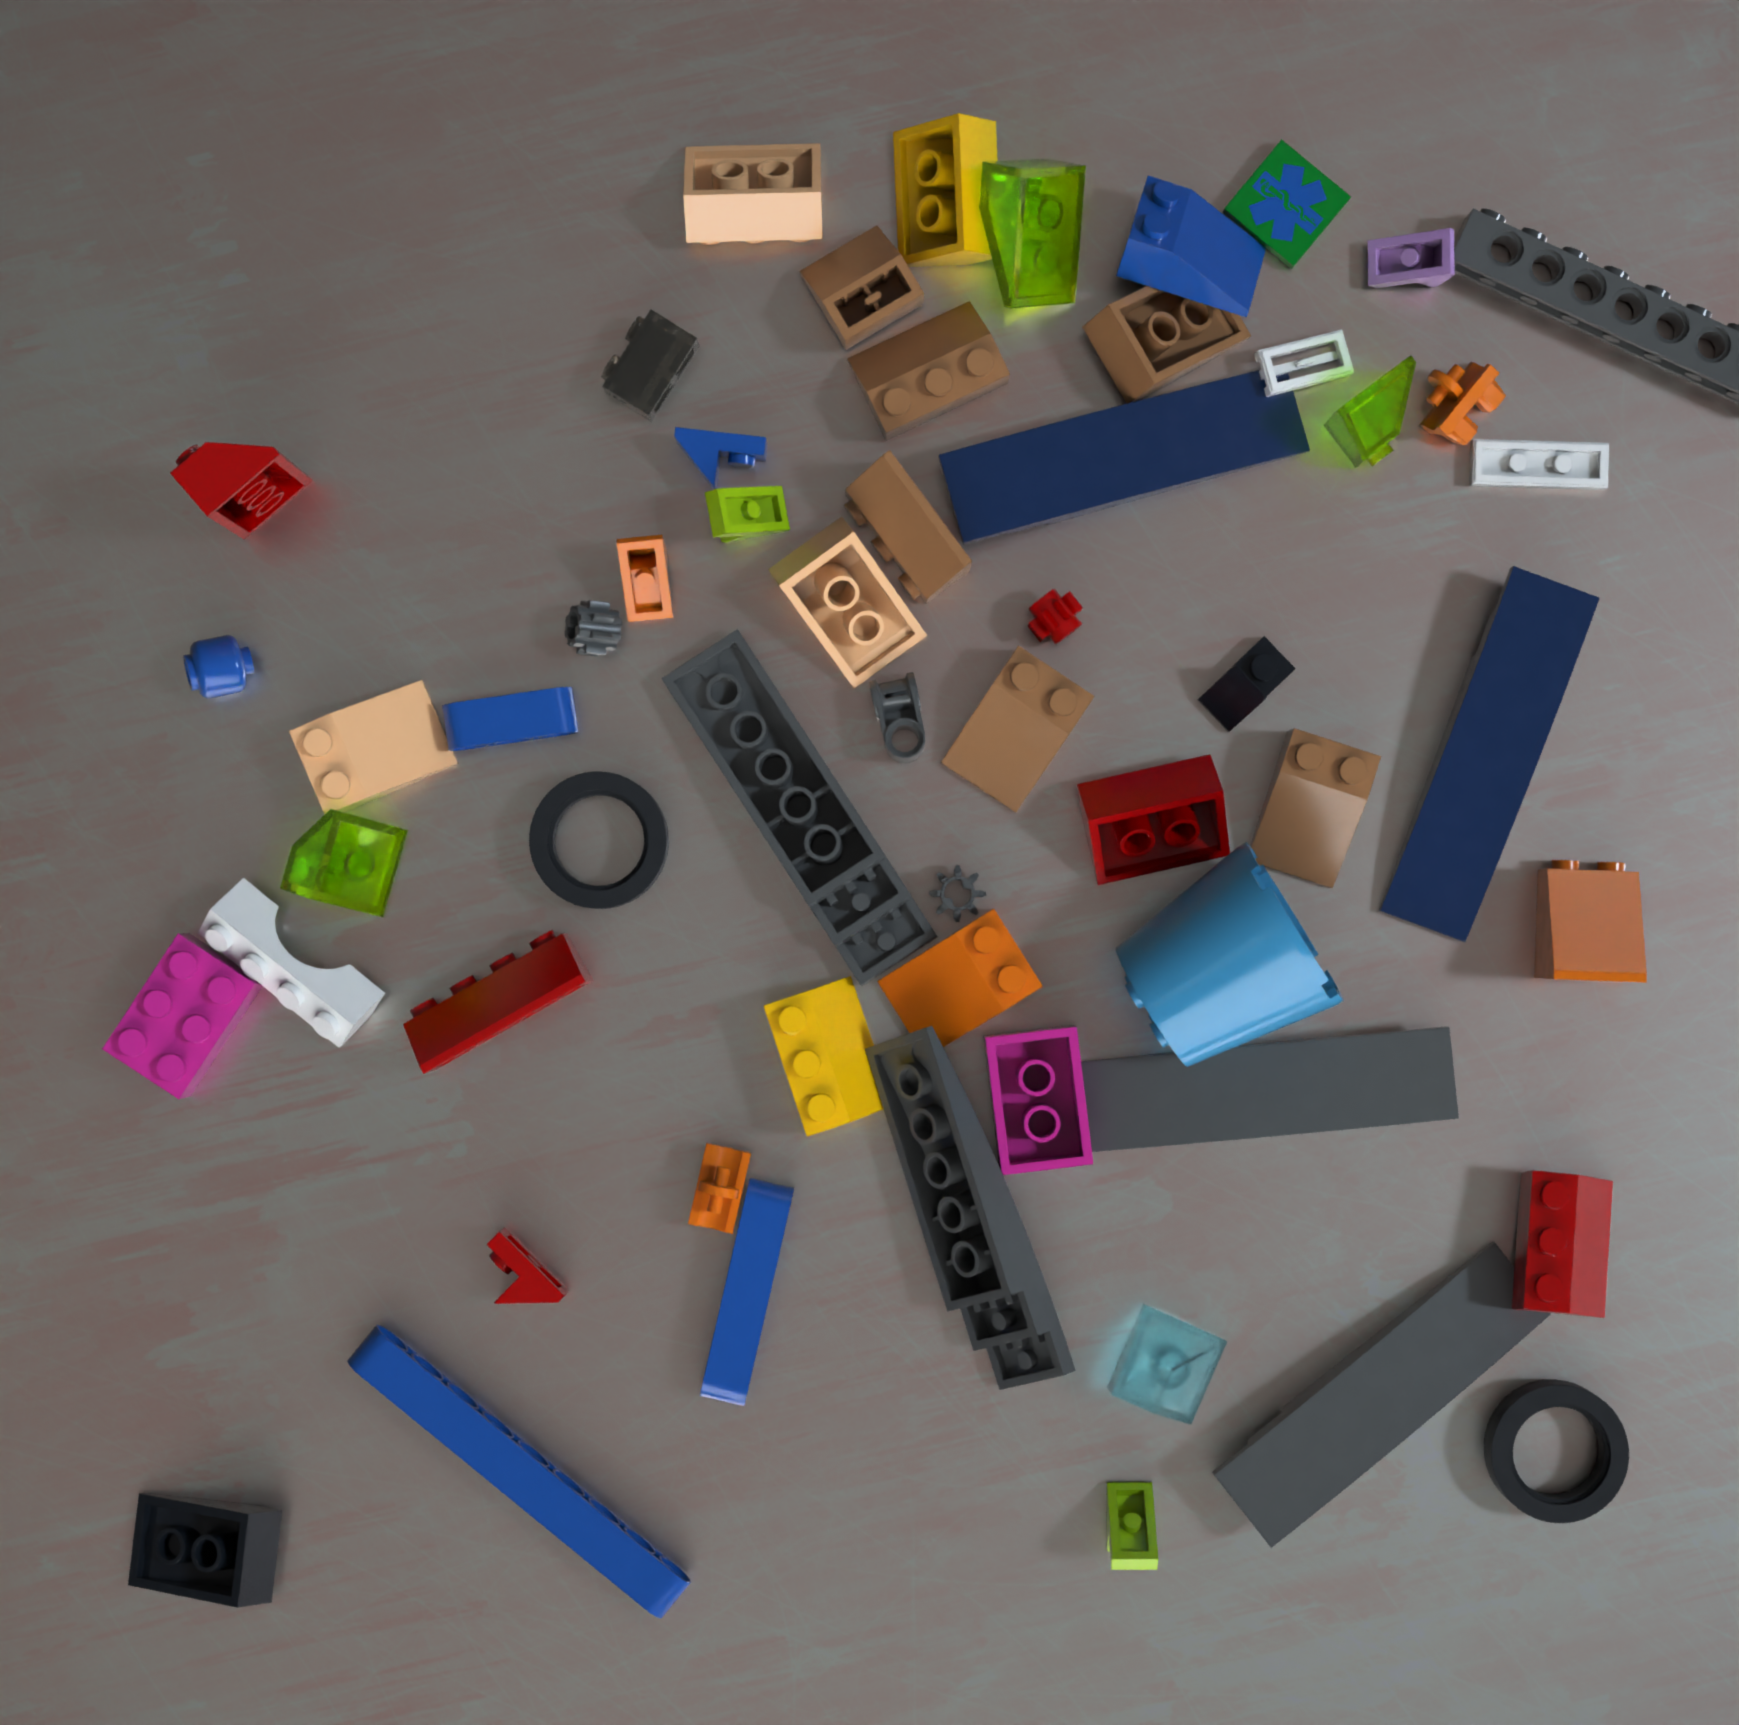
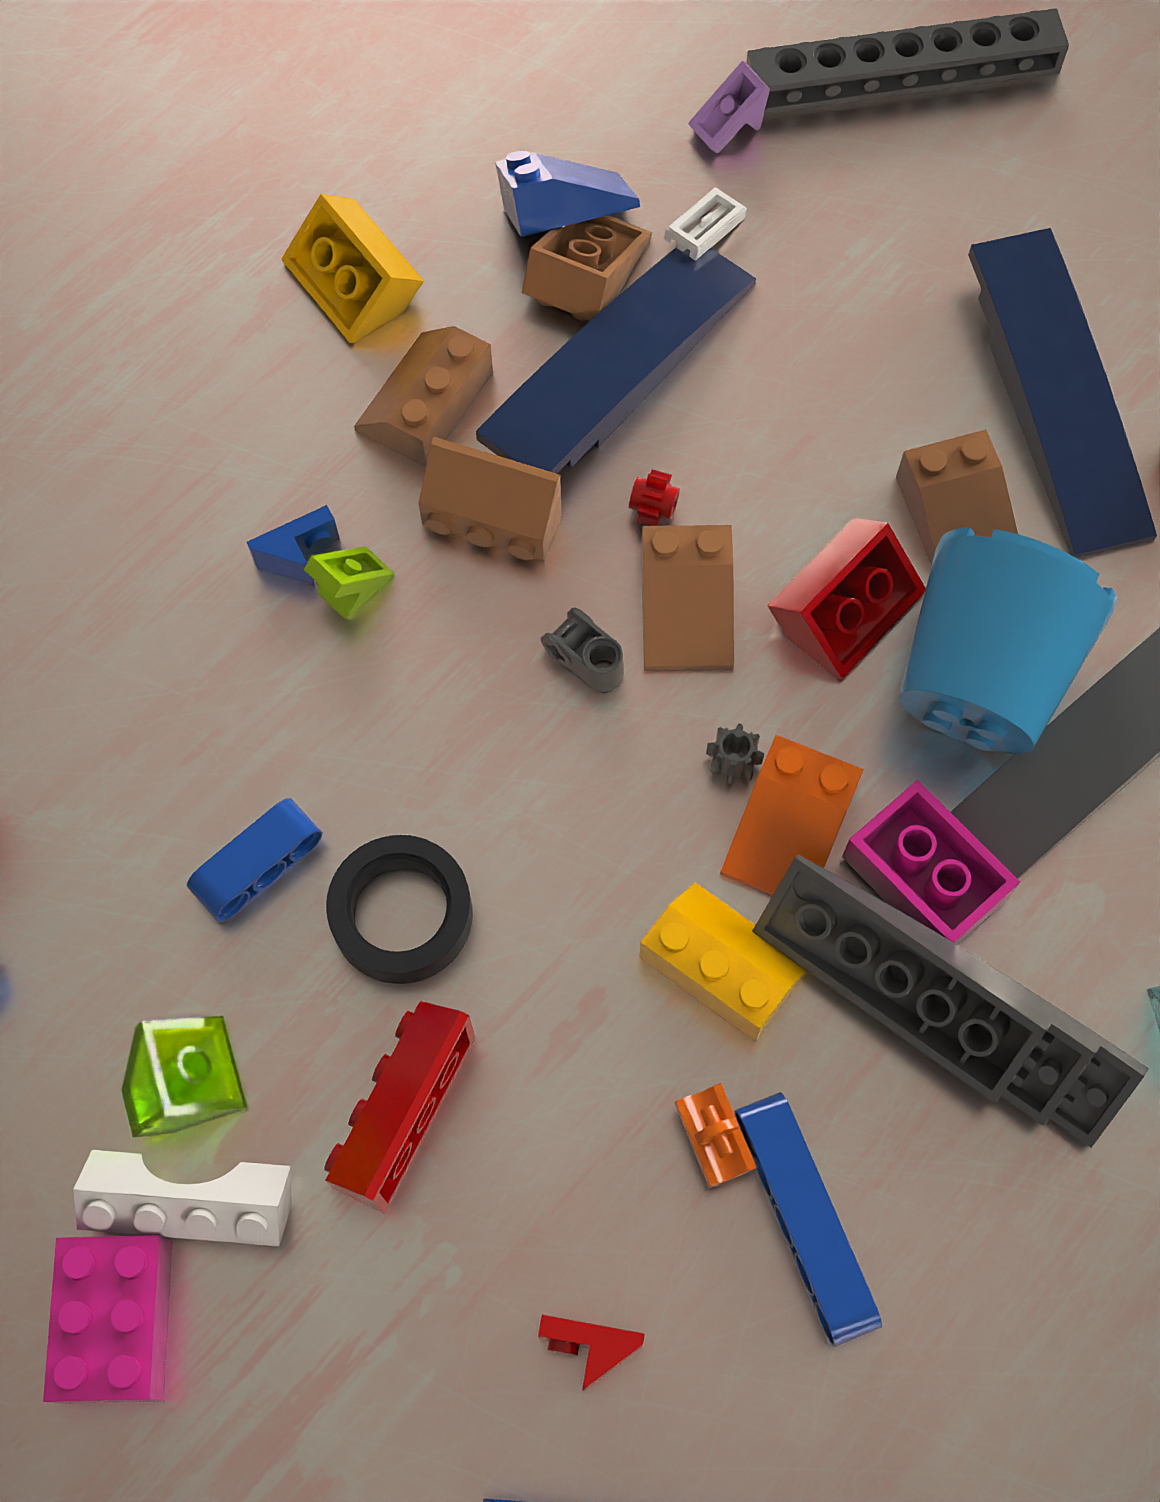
camera: 30 degrees left, 20 degrees down
(373, 748) = (145, 960): light nougat slope -> none
(593, 628) = (279, 739): dark grey gear -> none
(645, 577) = (296, 670): orange slope -> none
(649, 364) = (195, 518): clear smoke hinge -> none
(753, 193) = (200, 355): light nougat slope -> none
(799, 807) = (558, 773): dark grey slope -> none
(847, 602) = (480, 590): light nougat slope -> none
(863, 286) = (334, 363): medium nougat slope -> none
(1033, 228) = (432, 238): clear neon green slope -> none
(1246, 684) = (838, 461): black slope -> none
(1286, 204) = (612, 135): green tile -> none
(1373, 416) = (784, 217): clear neon green slope -> none
(1456, 395) = (833, 177): orange hips -> none
(1539, 464) = (927, 190): white tile -> none

